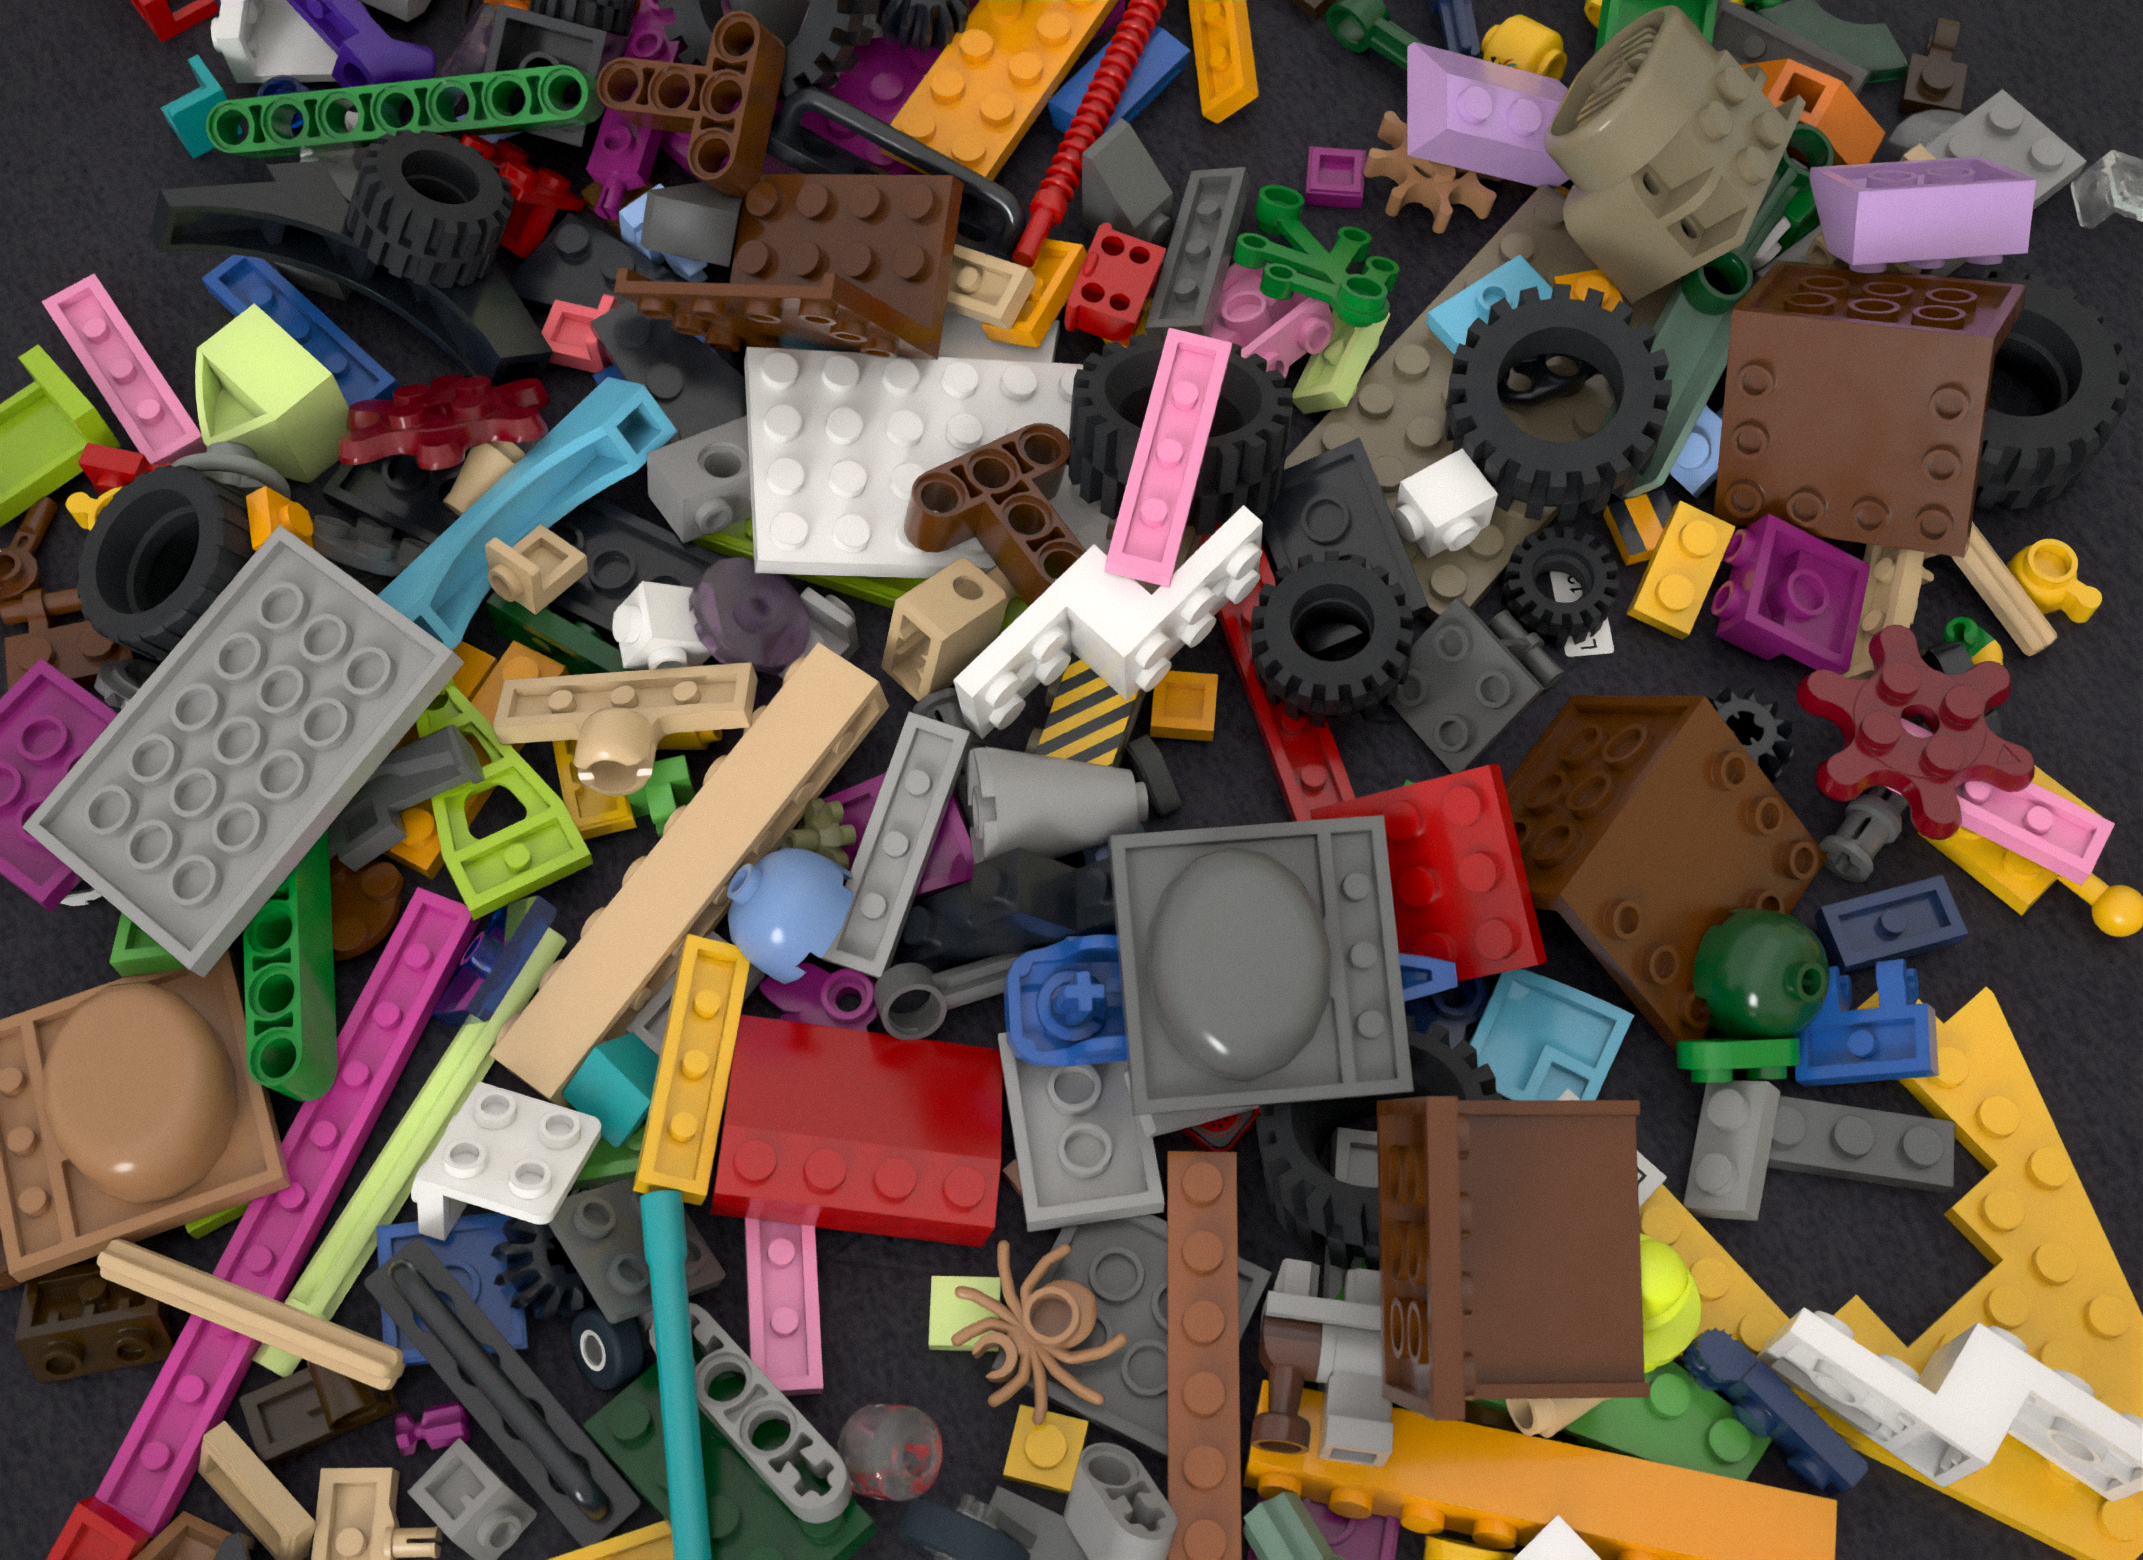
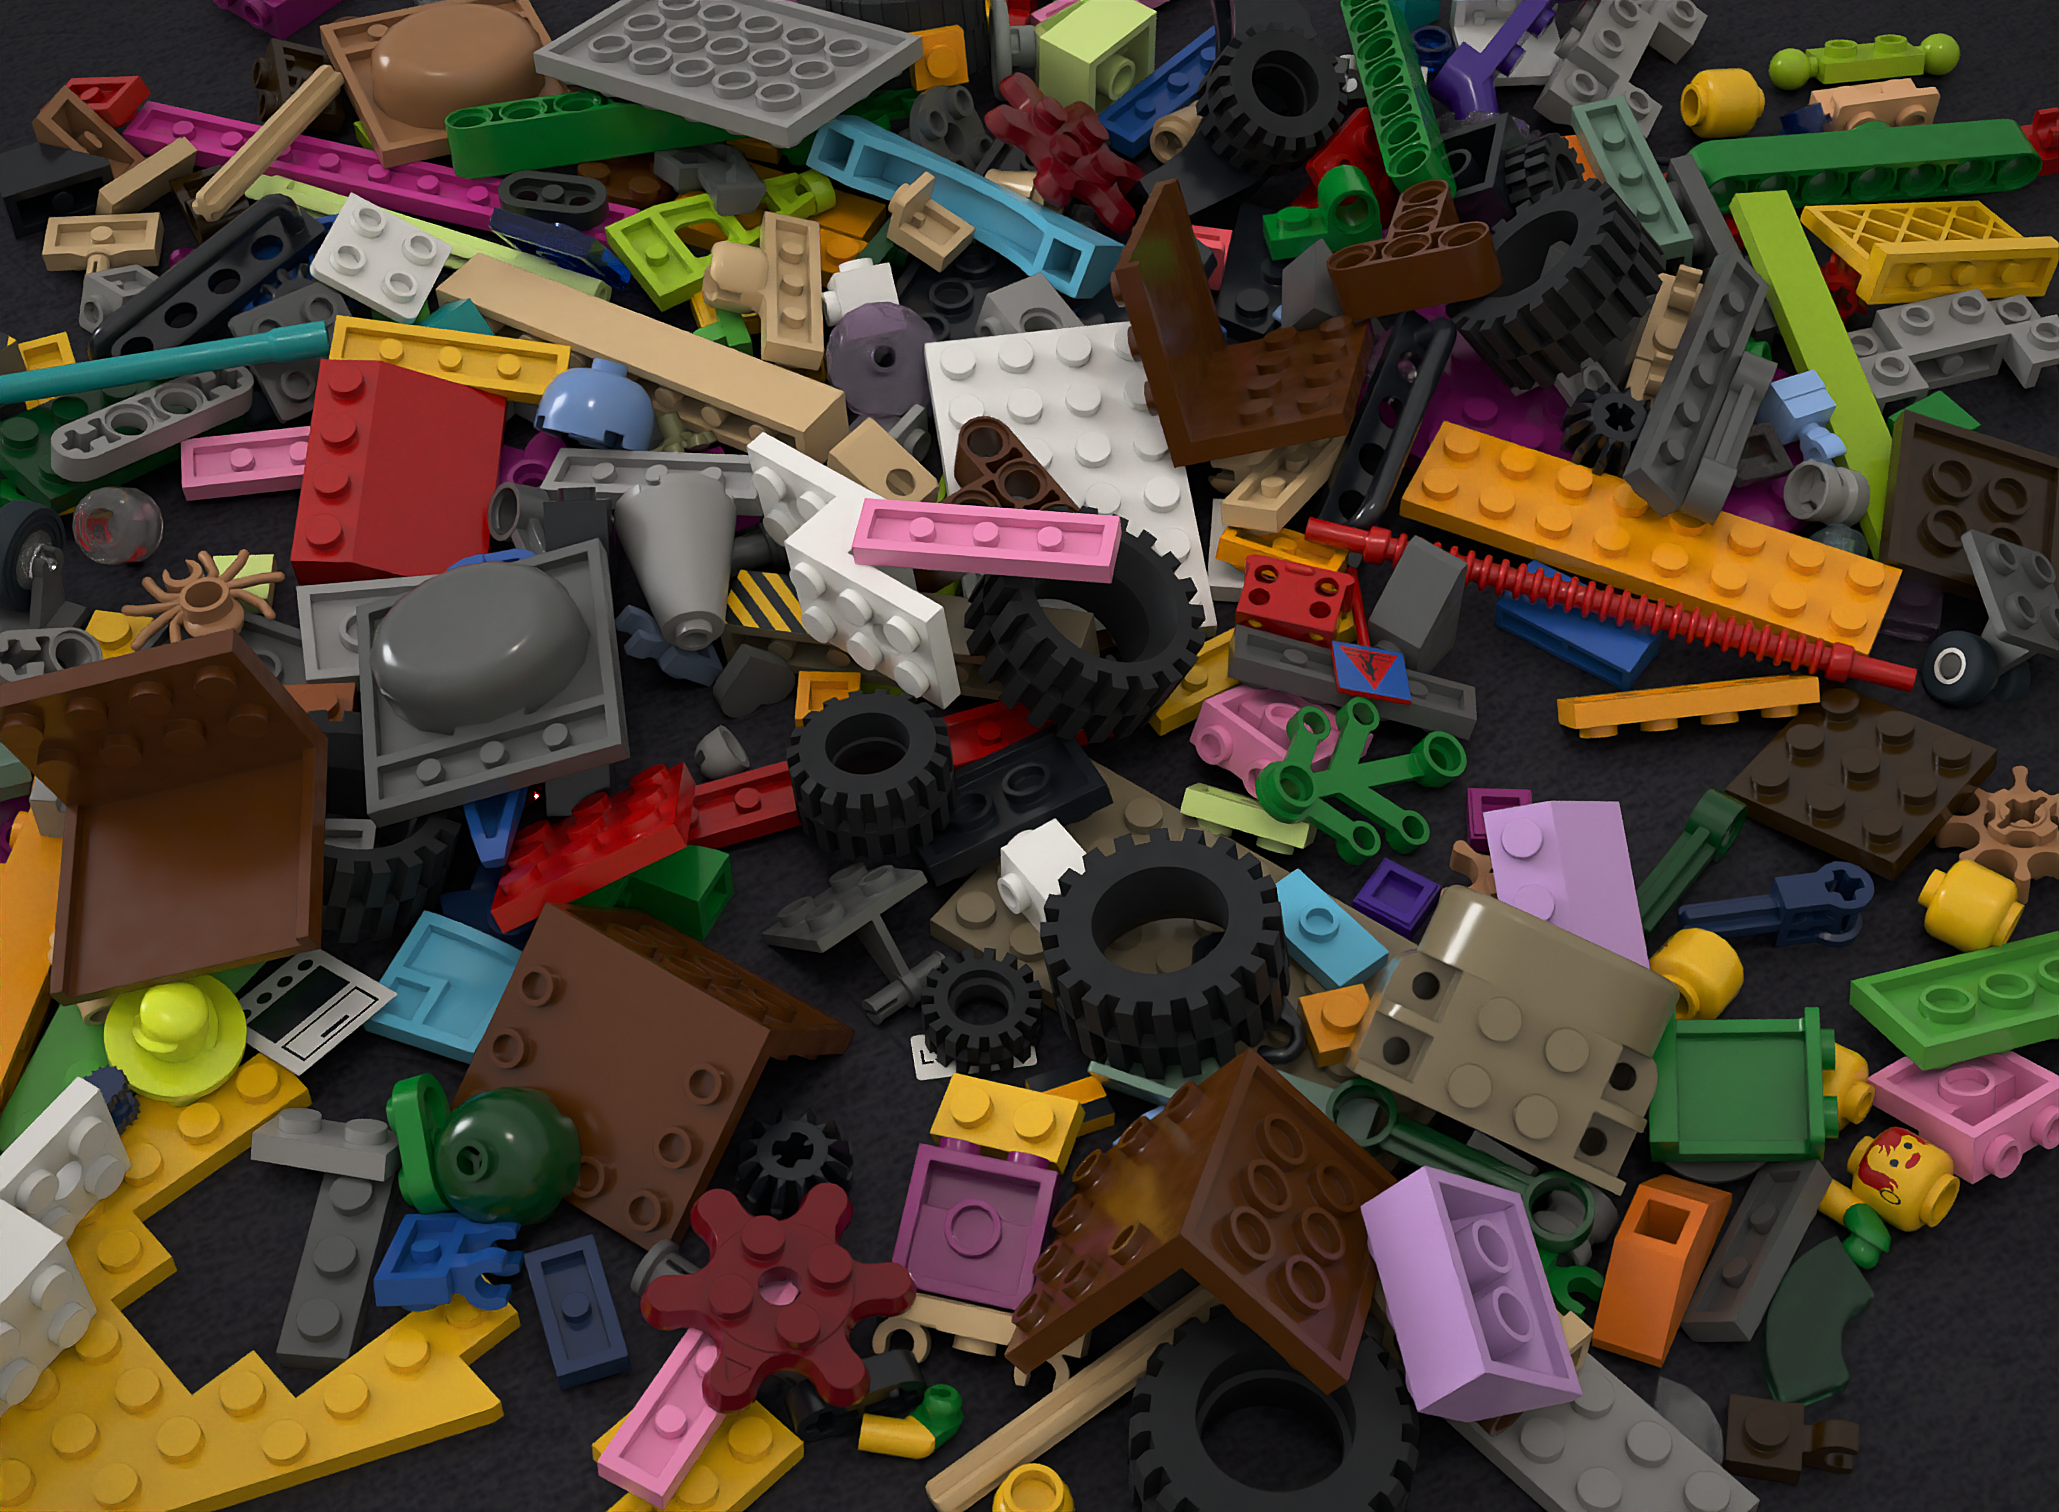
camera: 85 degrees right, 15 degrees down
(381, 334) = (1173, 132): none -> tan cone
(407, 974) = (555, 198): none -> pearl dark grey plate
(584, 190) = (1298, 228): none -> green plate
(1194, 233) = (1365, 669): none -> piece
(1245, 805) = (720, 755): none -> light grey hinge
(1425, 263) = (1397, 898): none -> dark purple tile

